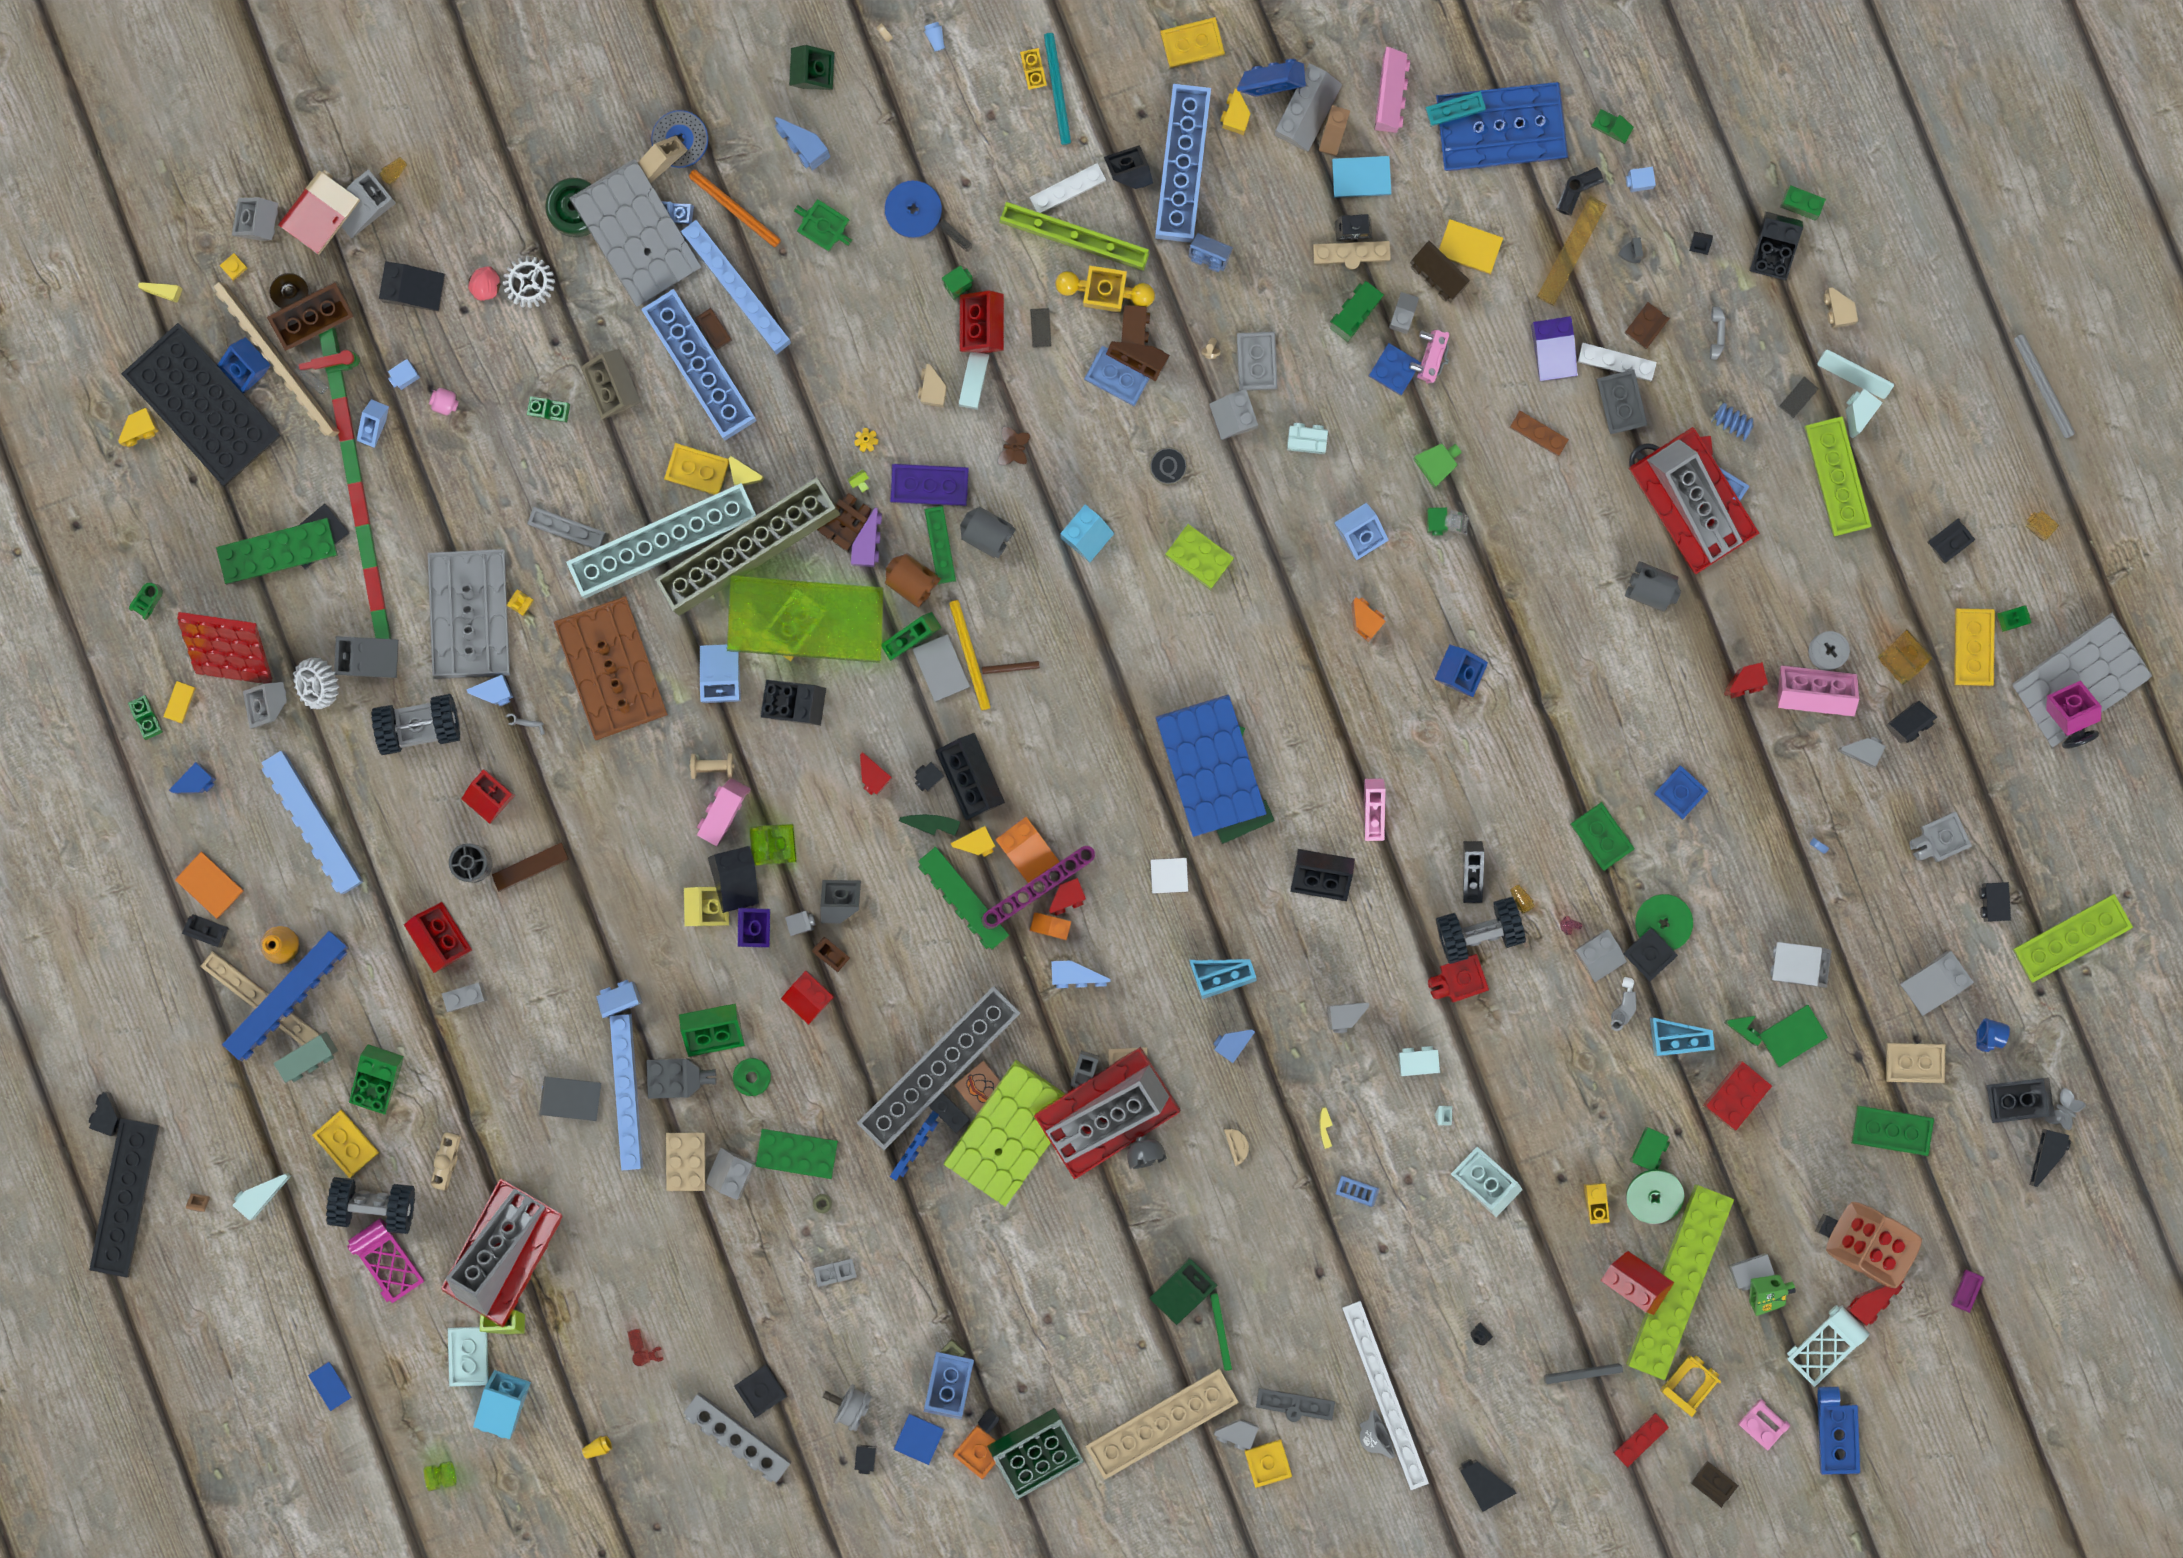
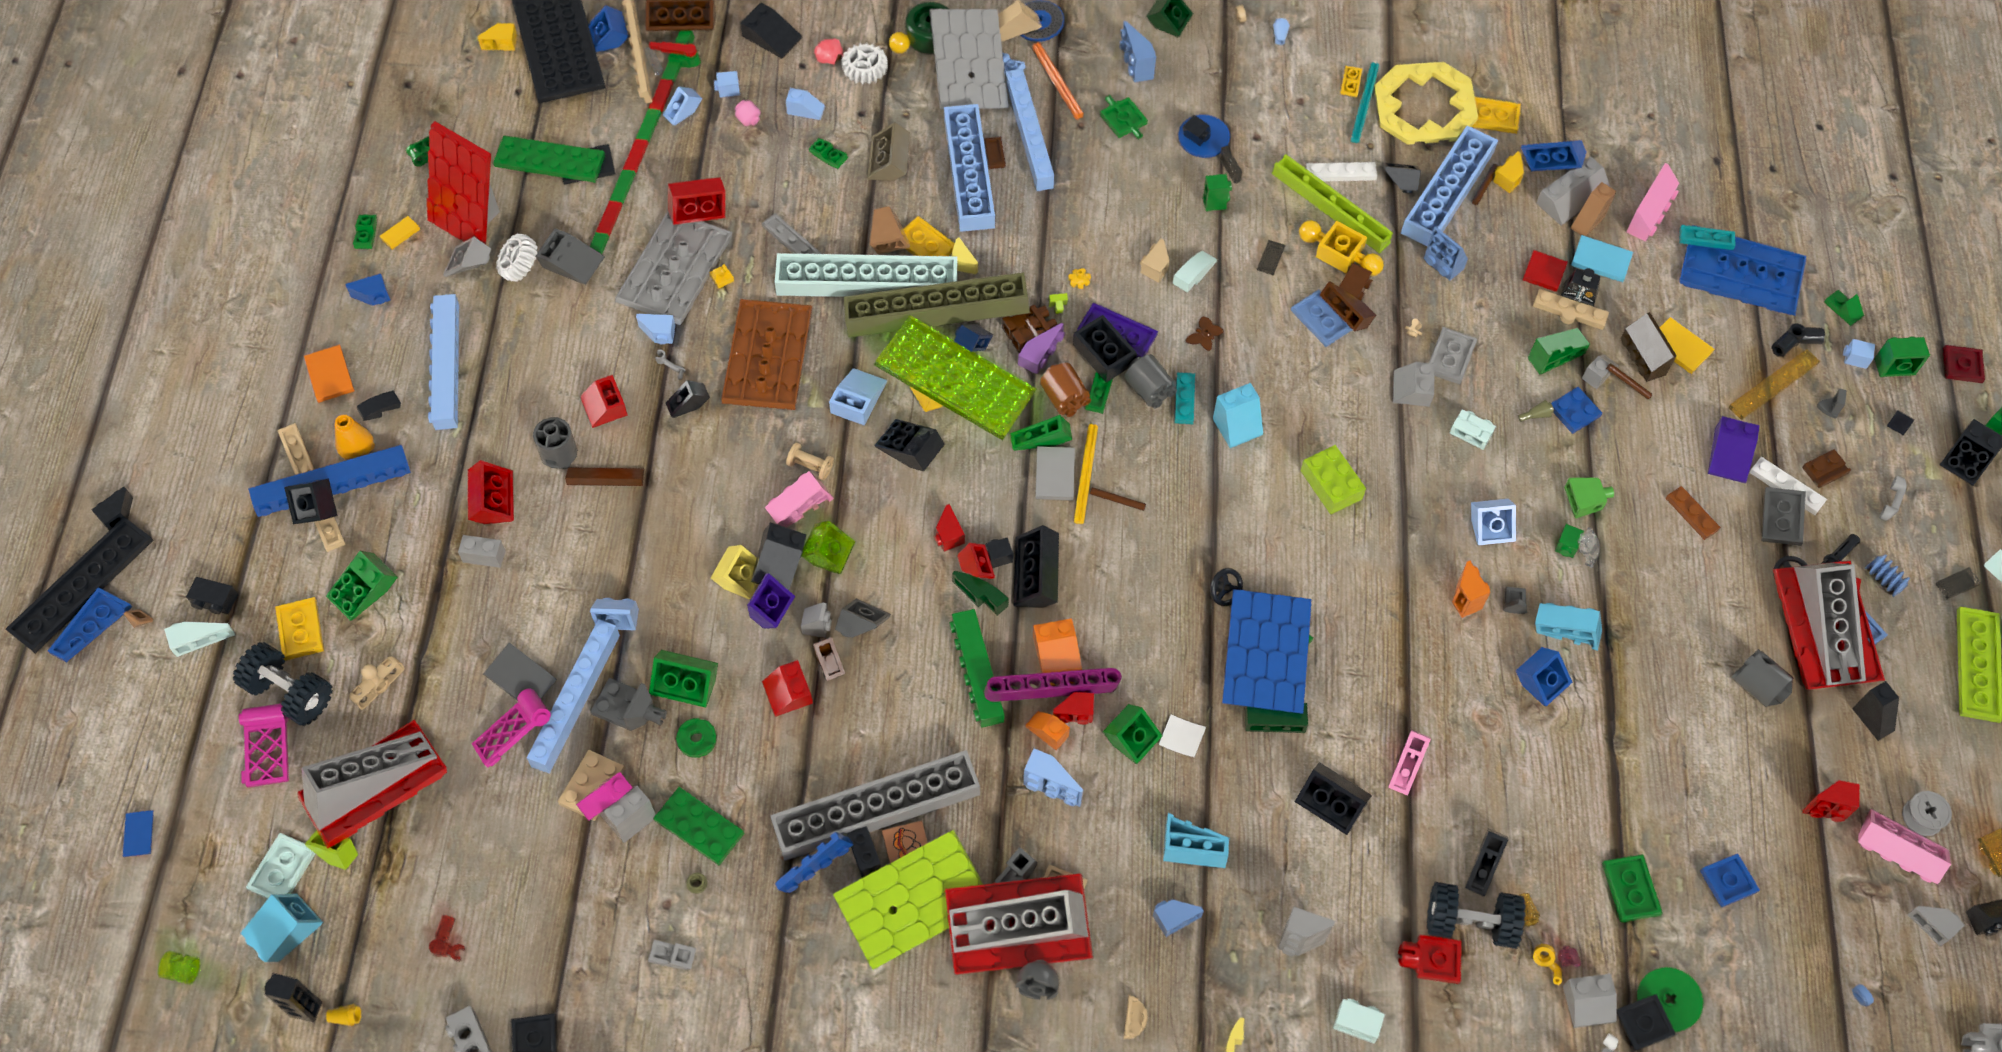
camera: 25 degrees right, 25 degrees down
(159, 1222) = (92, 619): none -> blue wing
(205, 930) = (300, 405): black hinge -> none
(249, 1153) = (211, 595): none -> black brick
(278, 897) = (373, 407): none -> black slope
(286, 1029) = (311, 501): none -> black slope
(306, 1058) = (313, 537): sand green brick -> none
(415, 724) = (558, 316): black plate -> none
(454, 537) = (696, 200): none -> red brick
(495, 363) = (803, 104): none -> light blue slope
(550, 239) = (899, 42): none -> yellow piece
(555, 1461) = (293, 997): none -> black brick
(563, 754) = (687, 398): none -> black slope
(604, 1129) = (530, 710): none -> dark pink piece
(656, 478) = (887, 232): none -> medium nougat slope
(708, 1173) = (604, 796): none -> dark pink slope
(798, 564) = (973, 337): none -> dark blue brick
(906, 213) = (1197, 130): none -> black brick
(915, 800) = (975, 561): none -> red slope
(929, 519) = (1104, 348): none -> black brick
(977, 843) = (1012, 625): yellow slope -> none
(982, 322) = (1223, 230): red slope -> none
(1025, 529) = (1185, 398): none -> teal plate
(1100, 26) = (1430, 131): none -> light yellow plate
(1126, 896) = (1133, 733): none -> green slope
(1146, 716) = (1222, 586): none -> black piece
(1168, 466) = (1336, 401): black tile -> none
(1216, 137) = (1484, 185): none -> reddish brown bar
(1311, 218) = (1545, 271): none -> red tile
(1362, 388) = (1542, 410): none -> olive cone
(1409, 603) = (1515, 600): none -> dark grey tile
(1433, 355) = (1615, 411): bright pink piece -> none
(1435, 319) = (1629, 381): none -> reddish brown bar
(1465, 609) = (1571, 623): none -> medium azure wedge
(1550, 933) = (1548, 961): none -> yellow plate
(1681, 169) = (1902, 356): none -> green brick
(1684, 416) = (1843, 550): none -> black pin
(1743, 141) = (1964, 364): none -> dark red tile
(1761, 572) = (1879, 710): none -> black slope

